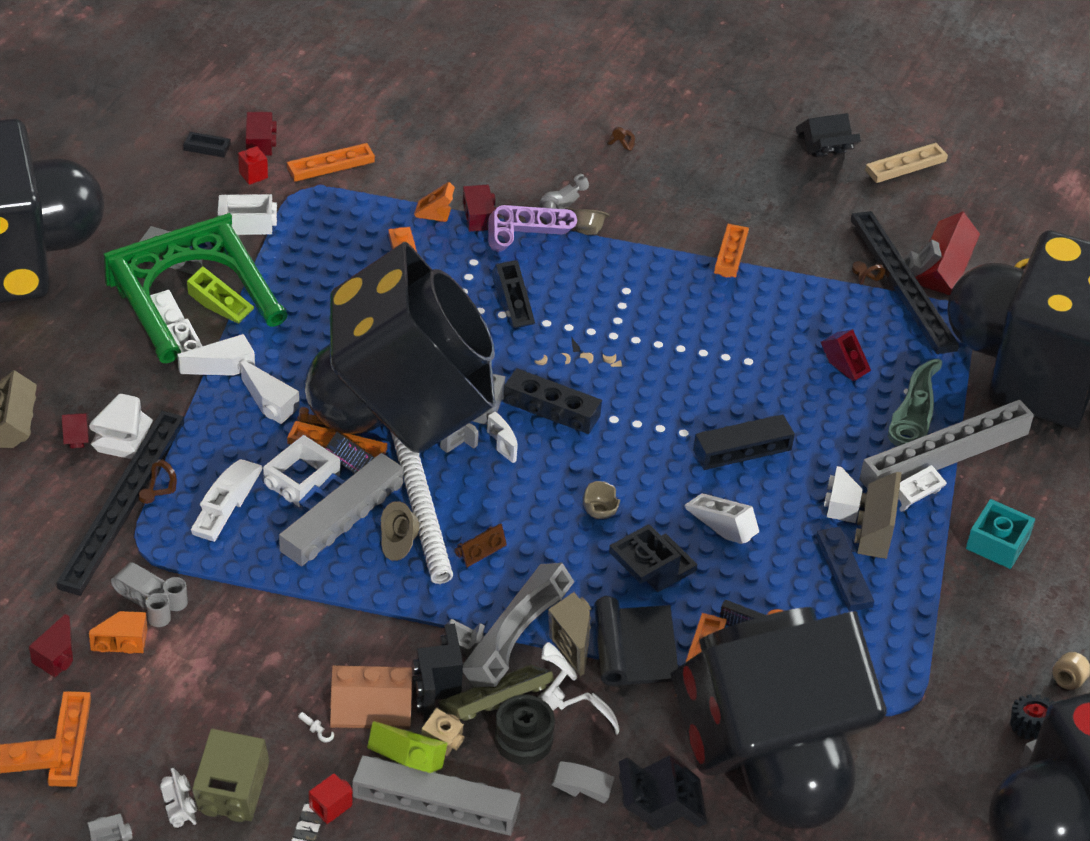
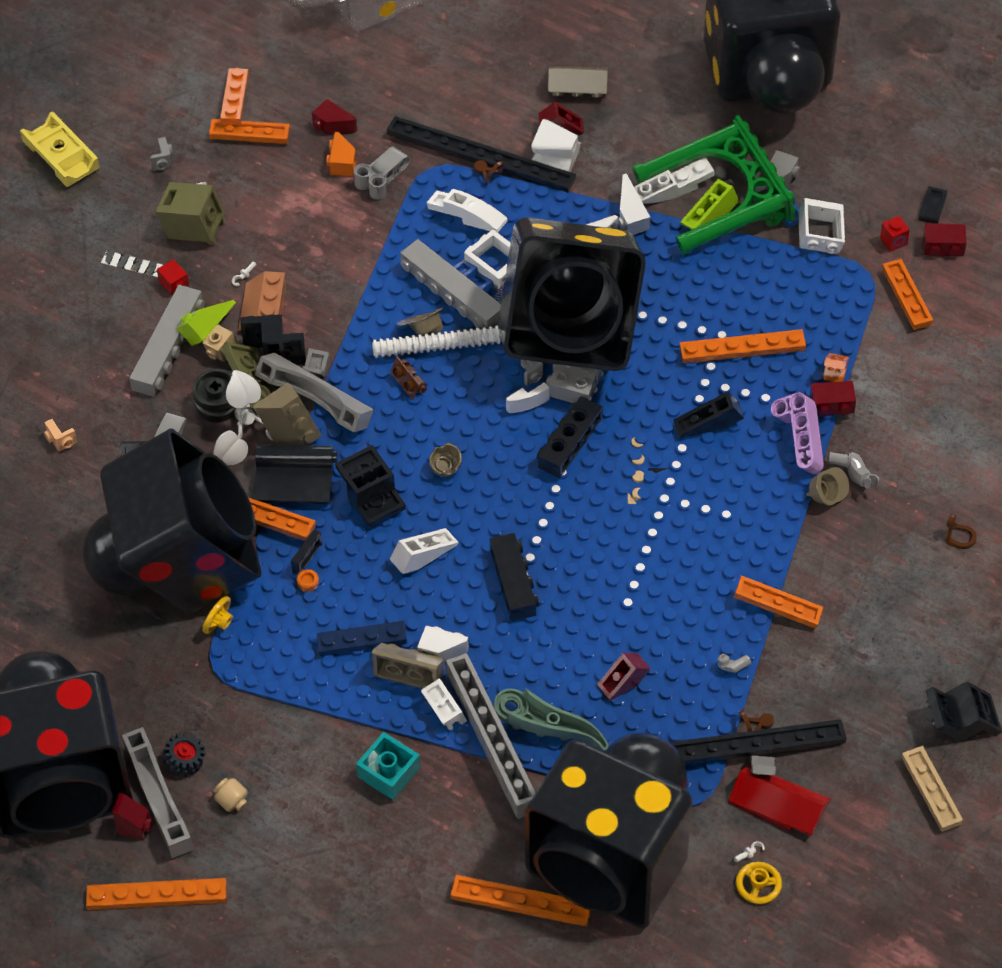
camera: 100 degrees right, 10 degrees up
(811, 282) = (734, 666): none -> light grey arm

